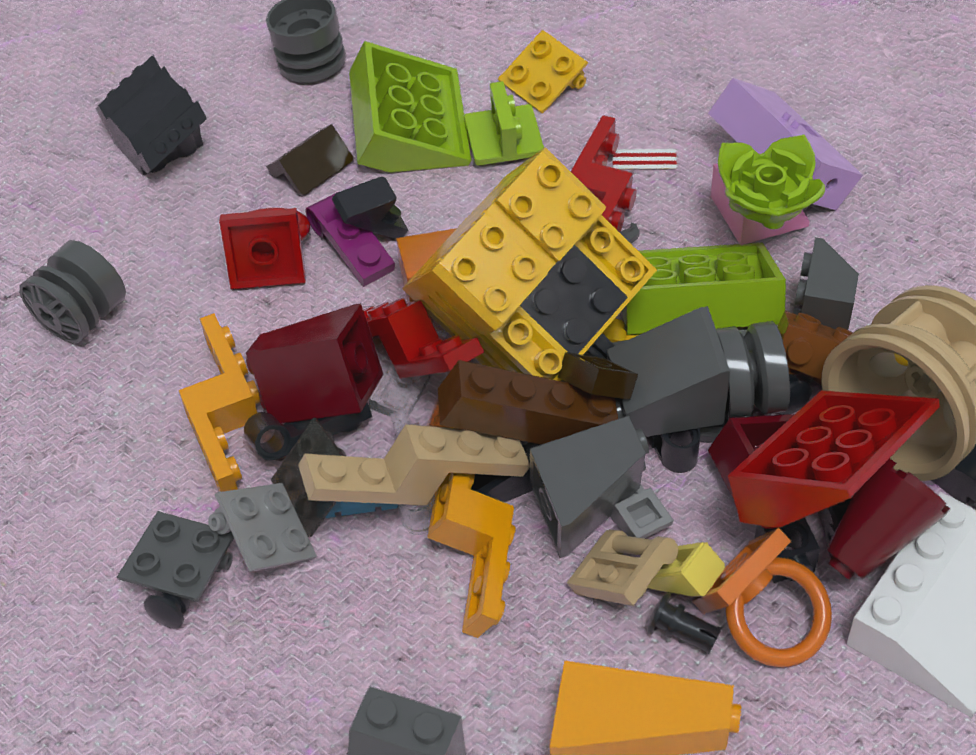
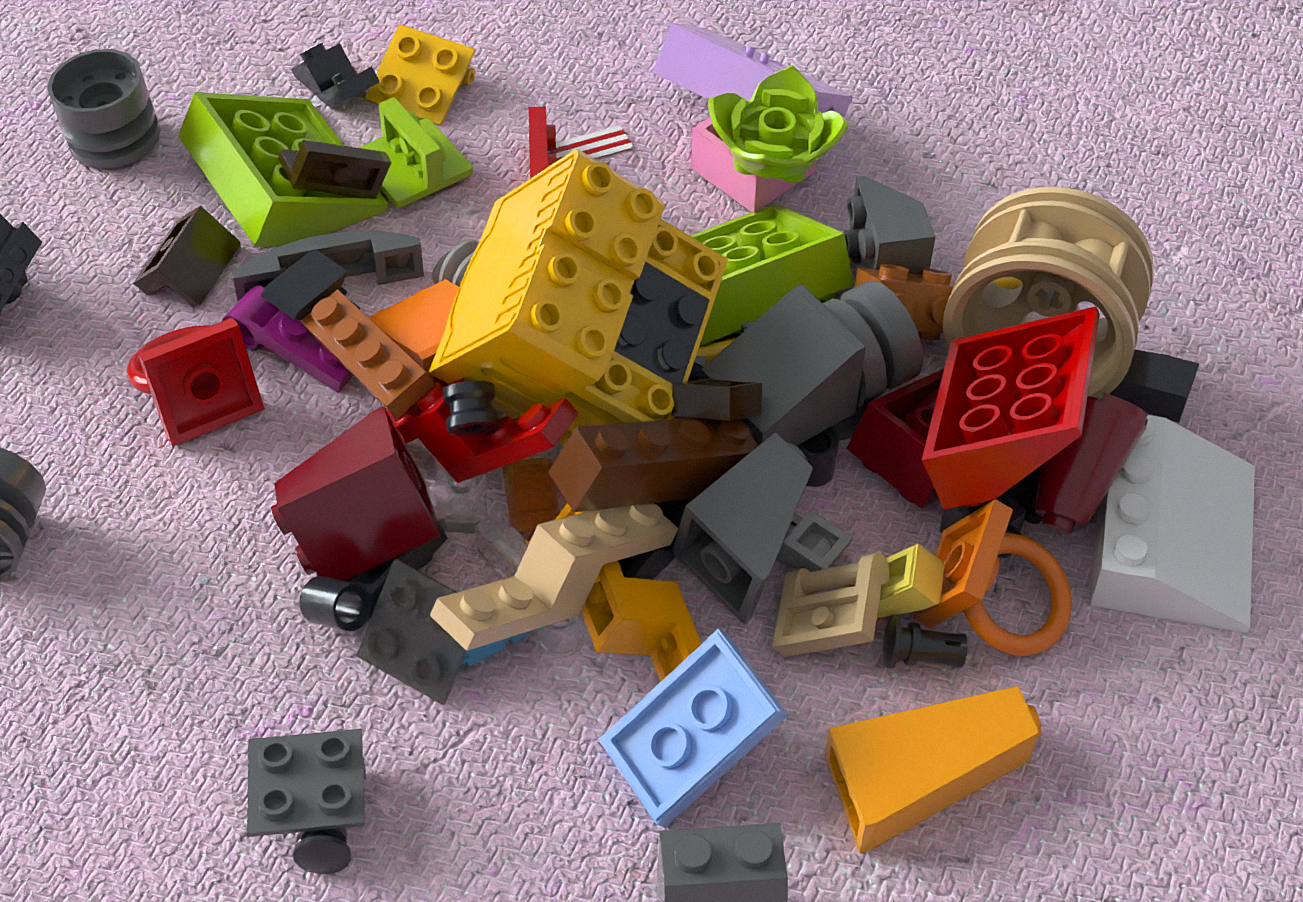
camera: 30 degrees left, 0 degrees up
(220, 403) = (249, 590): light orange bracket -> none
(262, 526) = (396, 706): light grey hinge -> none
(374, 262) = (368, 353): none -> dark orange plate
(411, 188) = (387, 254): none -> dark grey slope
(411, 323) = (470, 408): none -> black wheel
(436, 123) = (335, 169): none -> dark brown panel
(463, 620) = (692, 728): none -> light blue tile
(481, 54) = (331, 74): none -> black slope

